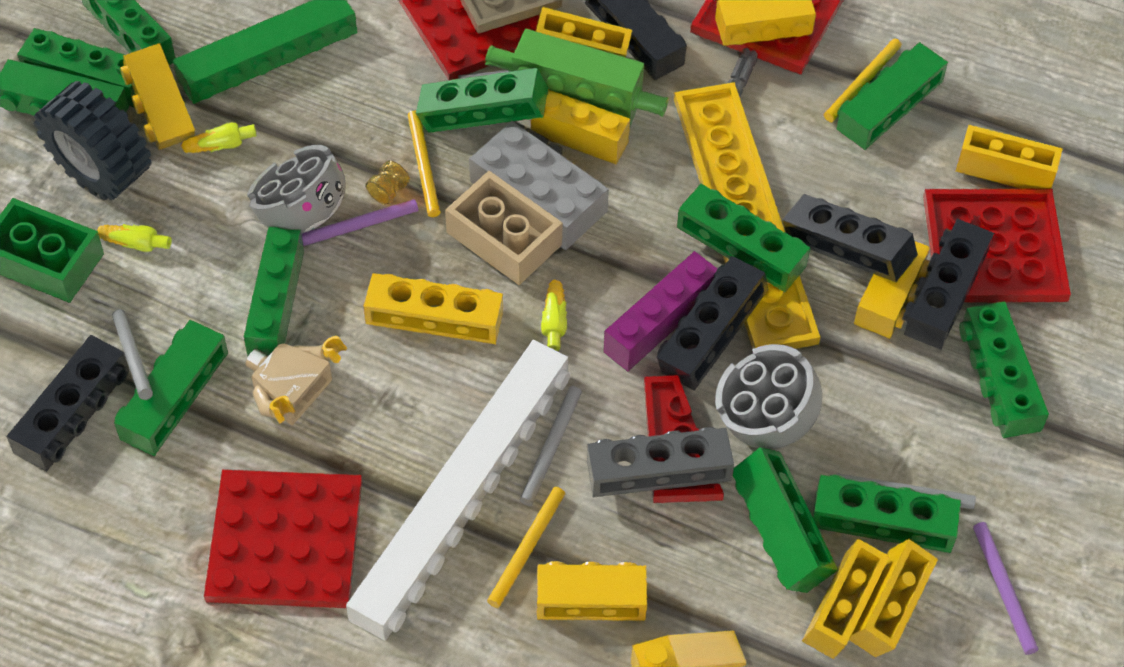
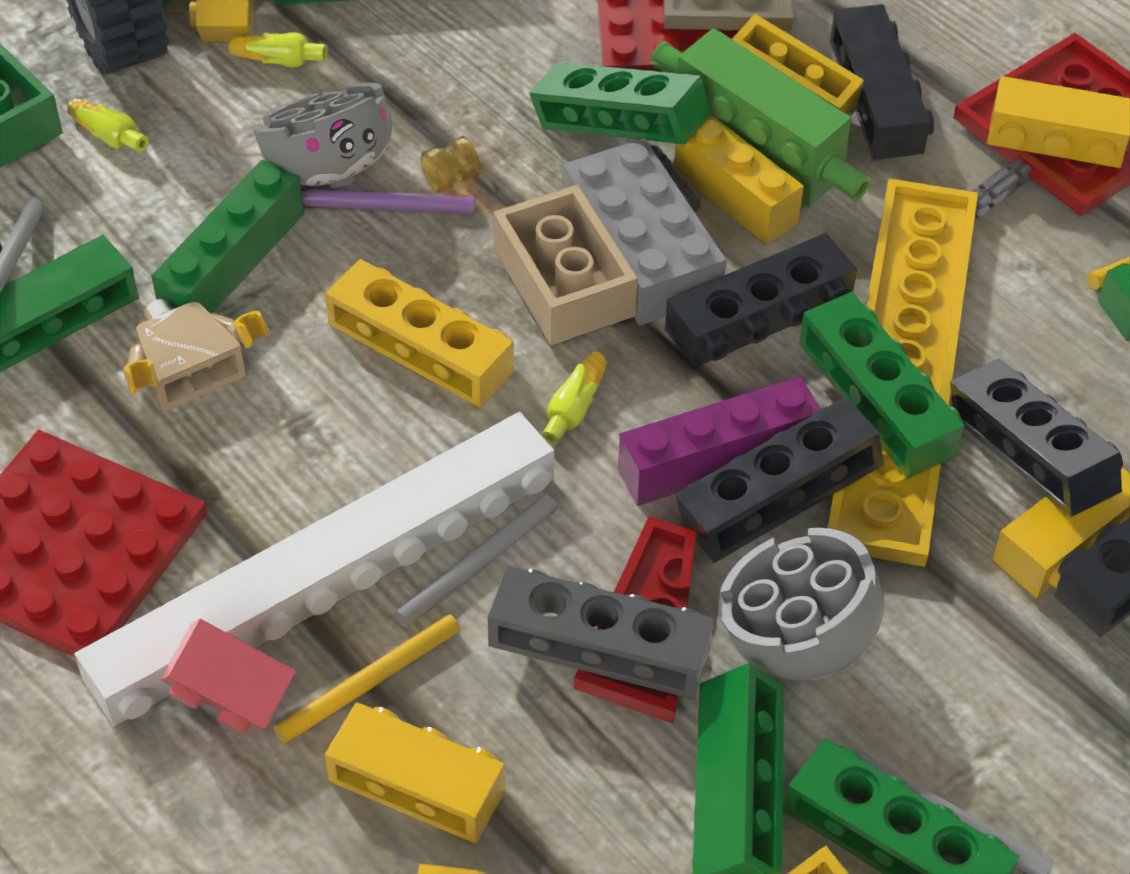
camera: 25 degrees right, 5 degrees down
(424, 165) = (512, 161): yellow bar -> none
(450, 581) = (227, 677): none -> coral brick
(652, 189) = (757, 299): none -> black brick

